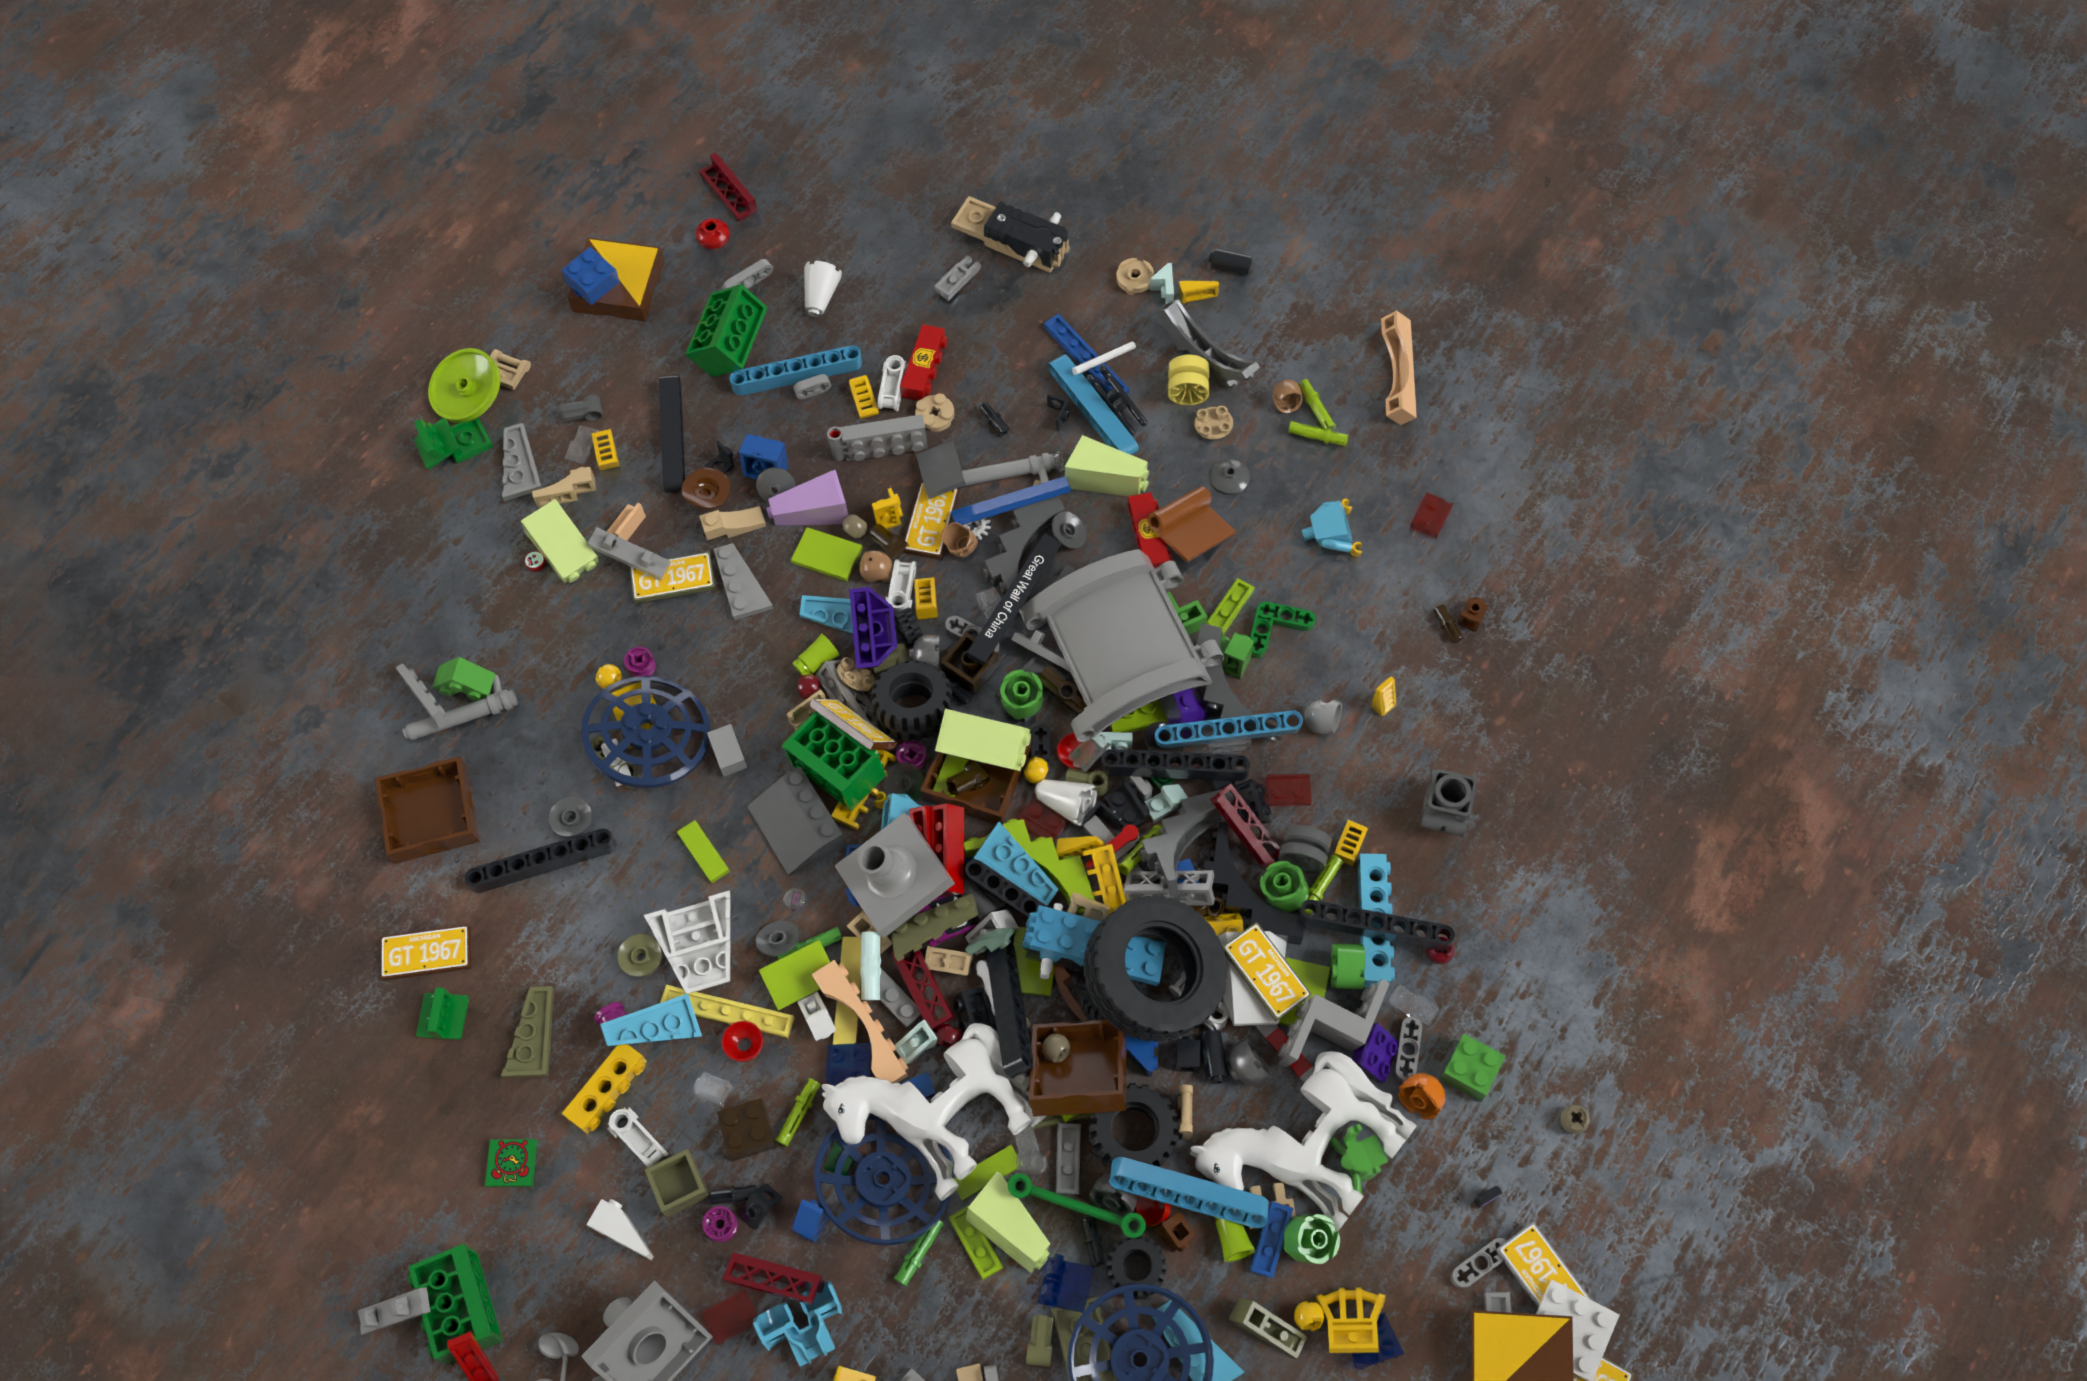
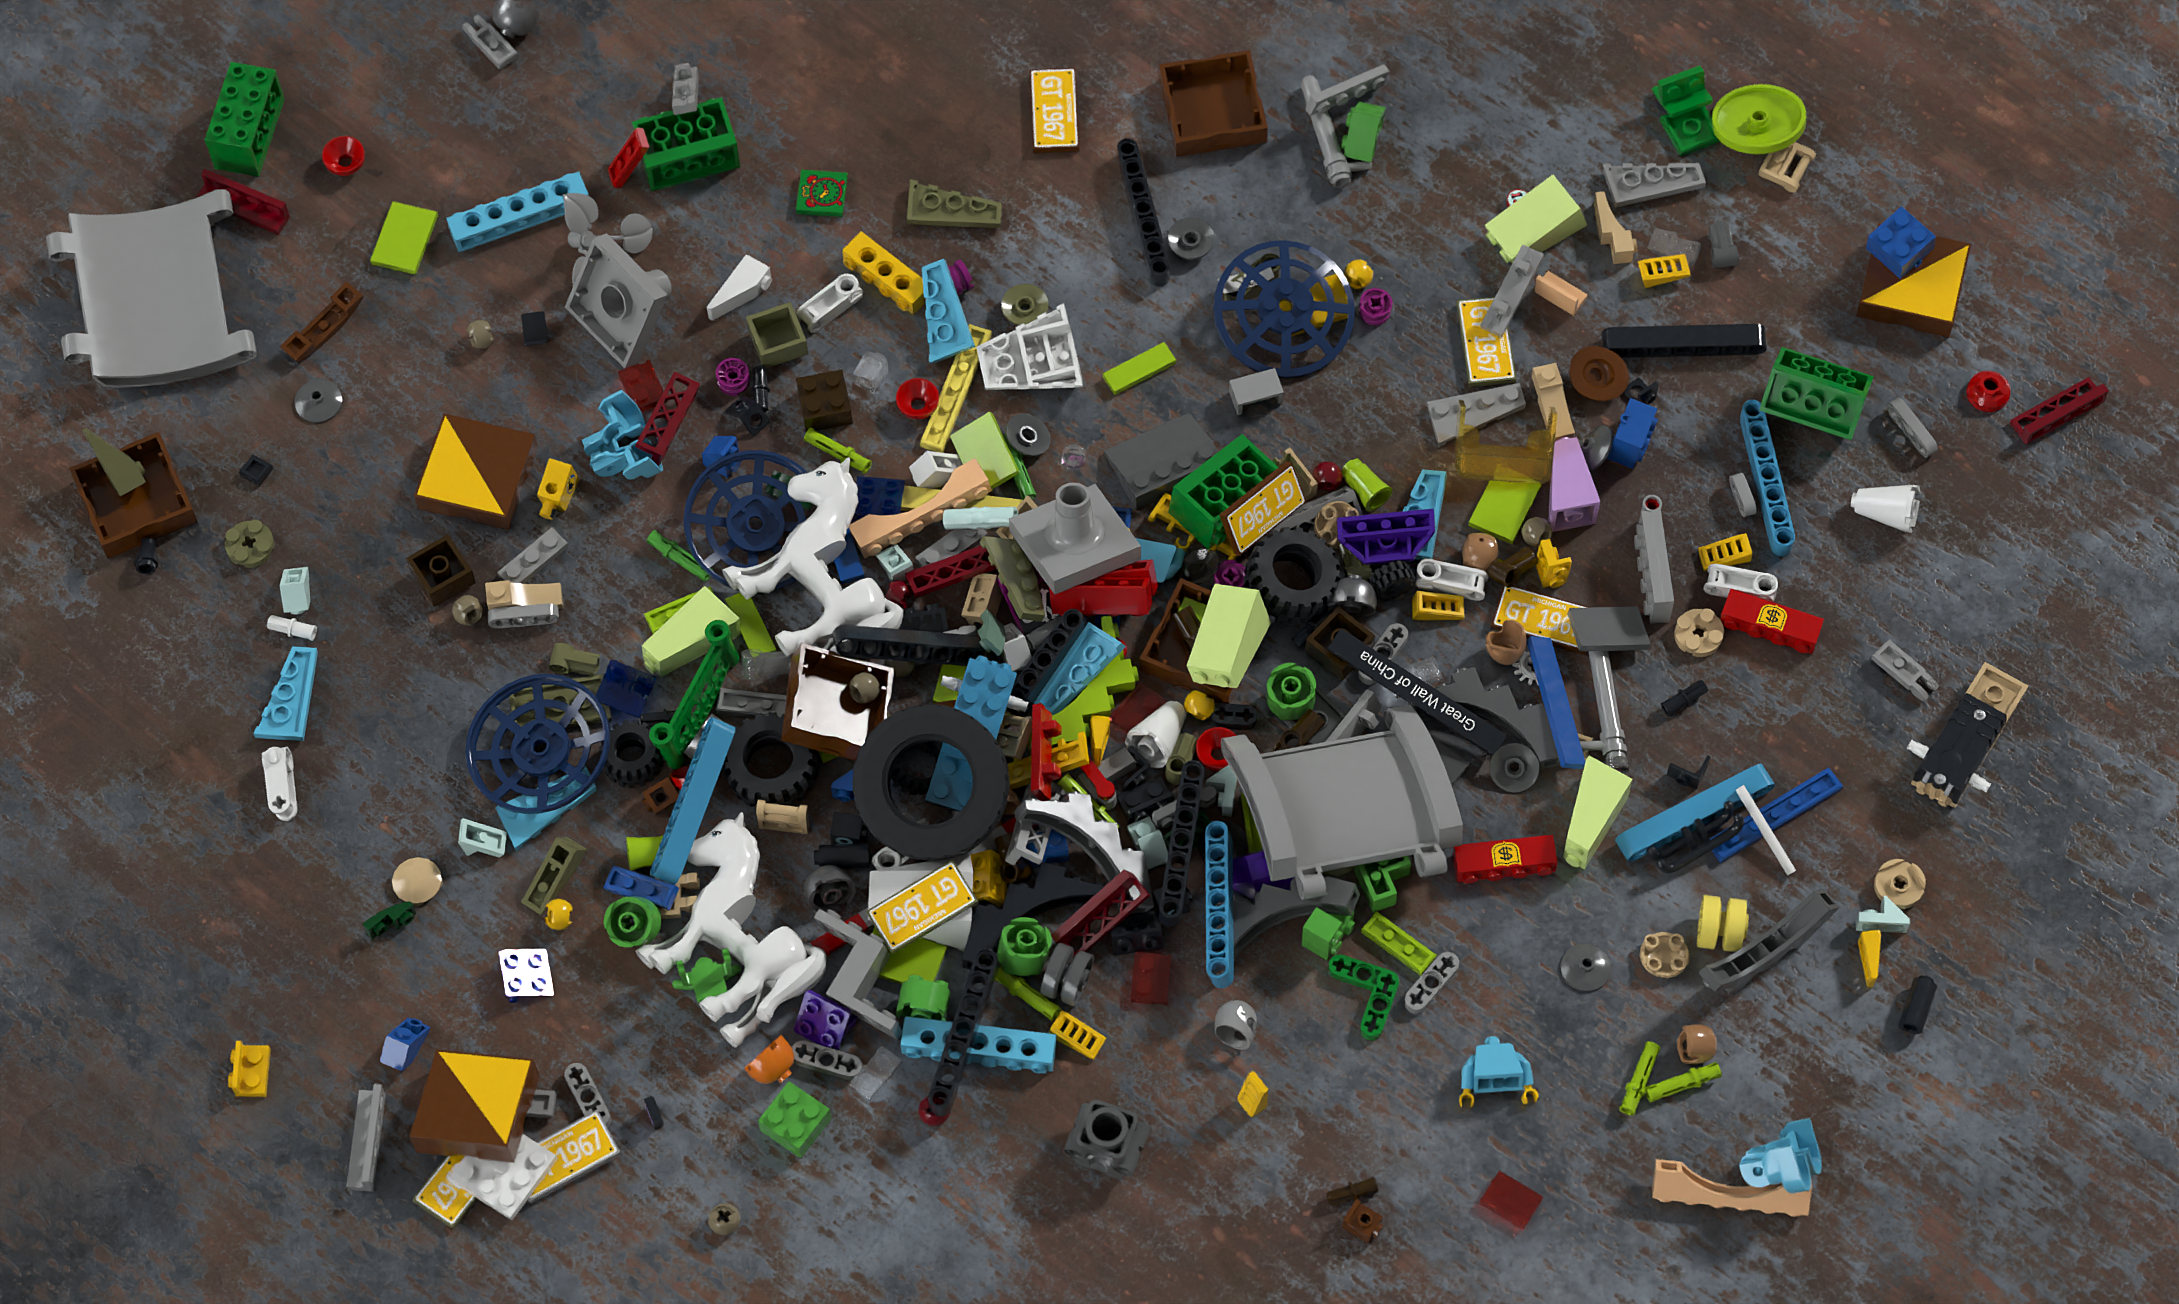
camera: 95 degrees right, 0 degrees up
(442, 1015) = (982, 127): green bracket -> none
(790, 548) = (1504, 462): none -> clear yellow windscreen
(1087, 885) = (1042, 768): none -> red hinge
(1089, 752) = (1206, 753): clear piece -> none
(1190, 524) = (1509, 905): dark orange door -> none
(1263, 588) = (1448, 973): none -> light grey beam
(1352, 1334) = (531, 949): yellow plate -> none
(1362, 330) = (1786, 1160): none -> medium azure piece

